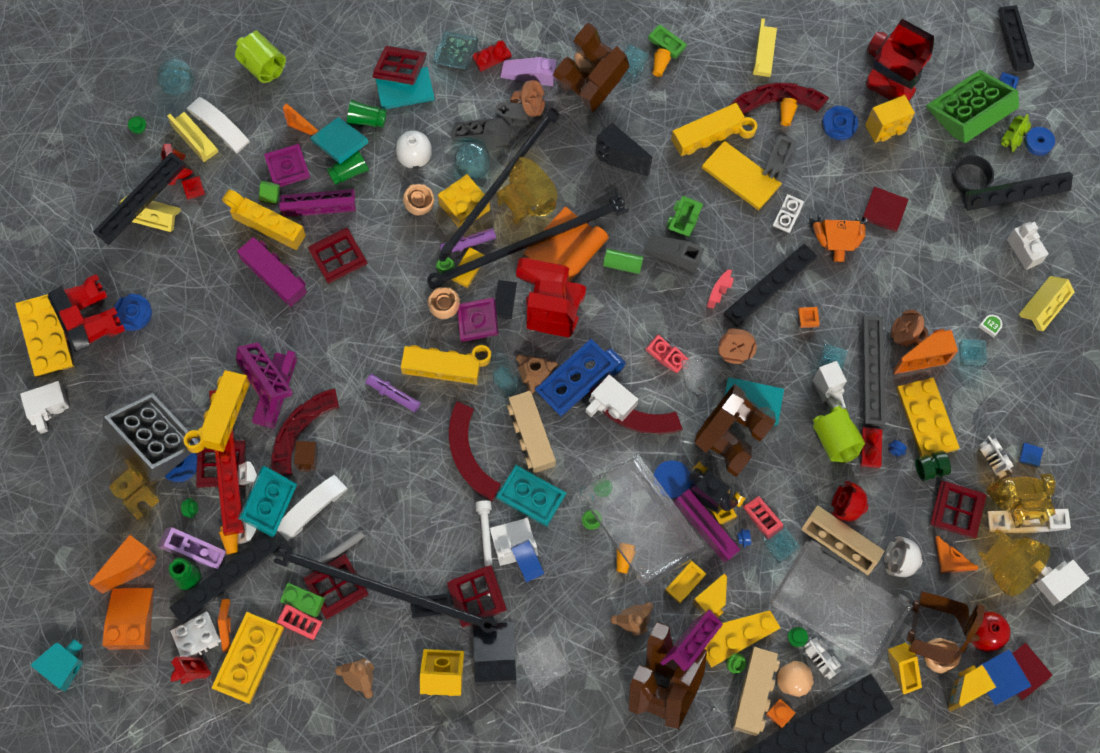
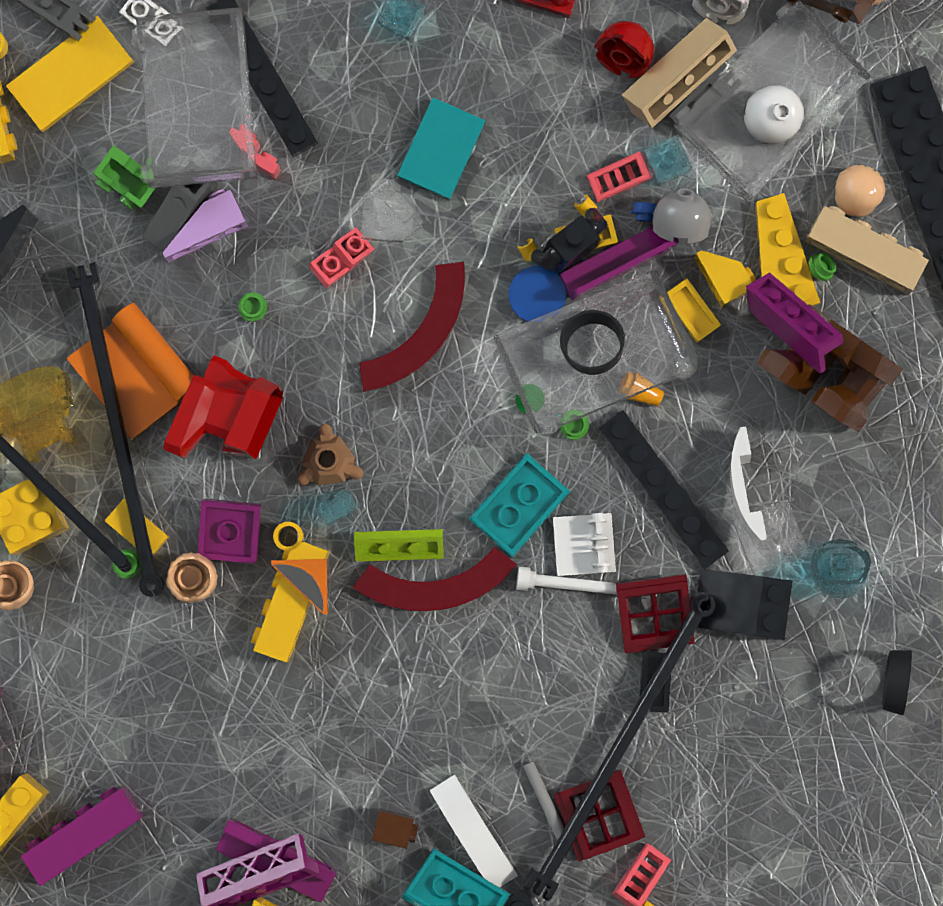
camera: 75 degrees left, 15 degrees up
(295, 424) = (341, 838): dark red tile -> none
(302, 599) = (611, 867): bright green plate -> none
(330, 241) = (99, 721): dark red piece -> none
(358, 676) = (737, 804): medium nougat rock -> none
(387, 389) = (306, 695): medium lavender pin -> none
(441, 672) = (754, 683): yellow slope -> none
(456, 369) = (308, 577): none -> tile
(473, 239) = (93, 513): medium lavender pin -> none
(489, 423) = (399, 545): none -> lime plate
(505, 298) = (201, 481): black tile -> none
(527, 560) = (620, 530): blue slope -> none
(531, 431) = (424, 485): tan brick -> none
(531, 713) = (841, 568): none -> clear light blue cylinder
(561, 587) = (663, 489): none -> black plate
(595, 630) = (752, 521): none -> white slope
(605, 364) = (344, 352): blue hinge -> none
(614, 397) = (398, 353): white hinge -> none
(622, 307) = (252, 307): none -> bright green plate
(623, 261) = (178, 289): bright green pin -> none
(634, 618) = (731, 395): medium nougat rock -> none
(656, 503) = (586, 318): none -> black tyre
(669, 271) = (210, 223): none -> lavender slope
(717, 431) = (470, 199): reddish brown piece -> none
(737, 346) = (354, 149): nougat tile -> none
(745, 244) = (196, 97): none -> clear windscreen
(746, 559) = (682, 216): none -> light grey cylinder
(780, 713) = (900, 222): orange plate -> none
(797, 637) = (801, 172): green plate -> none
(808, 317) = (327, 32): orange plate -> none
(819, 647) = (849, 139): white hinge -> none
(829, 384) = (446, 28): white hinge -> none
(831, 608) = (773, 114): none -> white cylinder
(838, 435) = (526, 36): lime cylinder -> none
(905, 668) = (873, 35): yellow slope -> none

